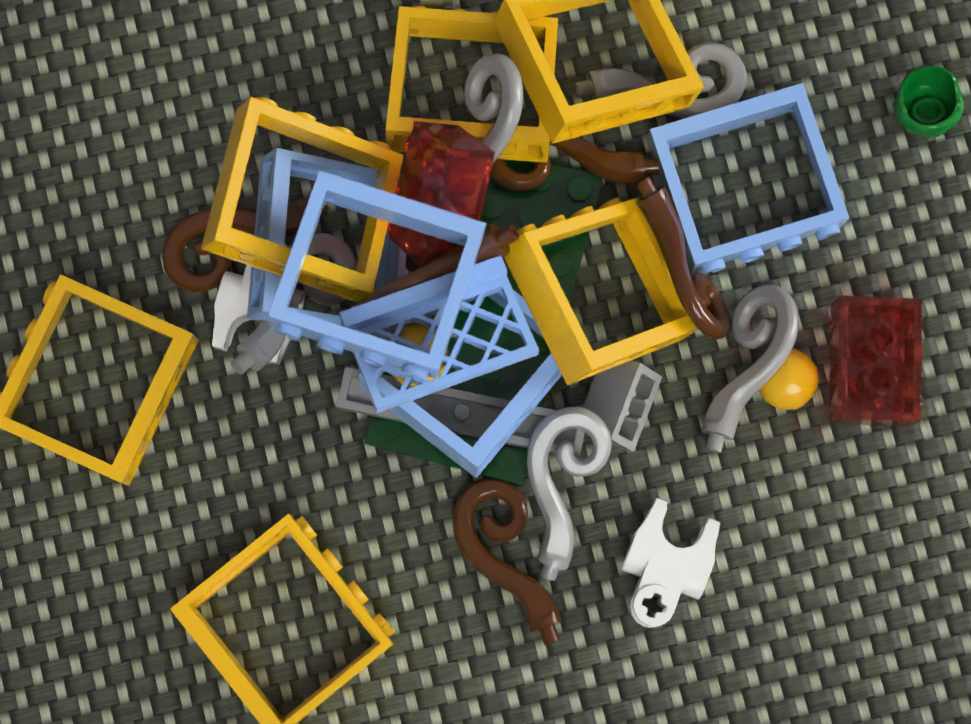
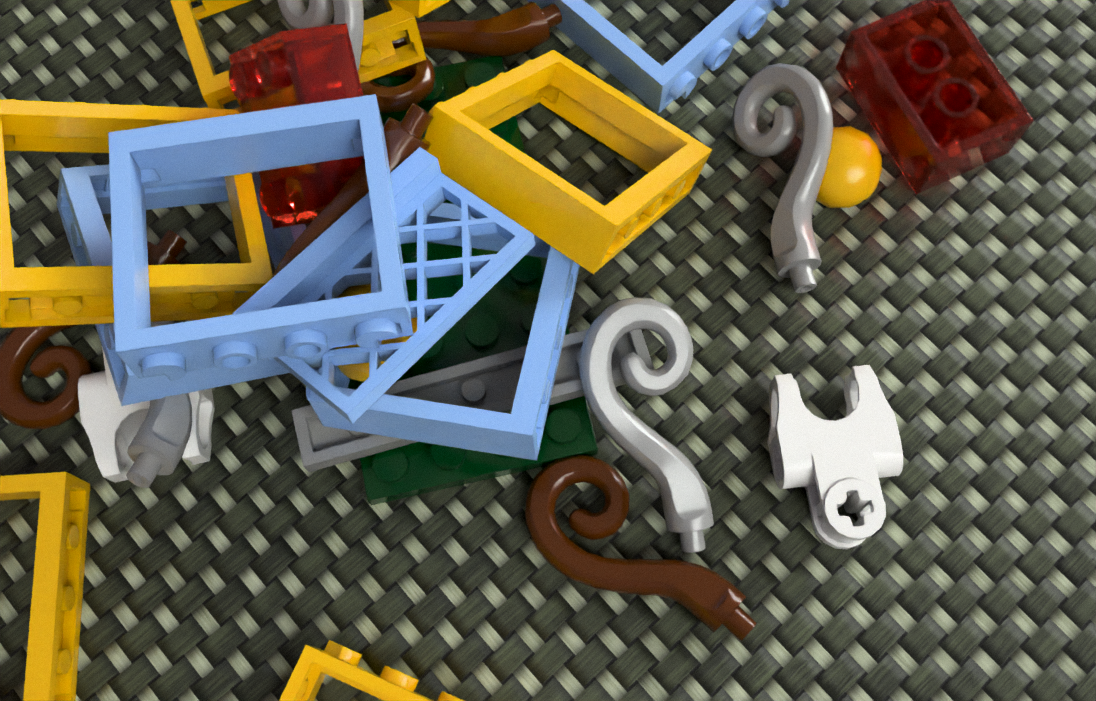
camera: 25 degrees left, 10 degrees down
(623, 401) = (667, 269): light grey brick -> none
(695, 291) = (617, 69): reddish brown plant -> none

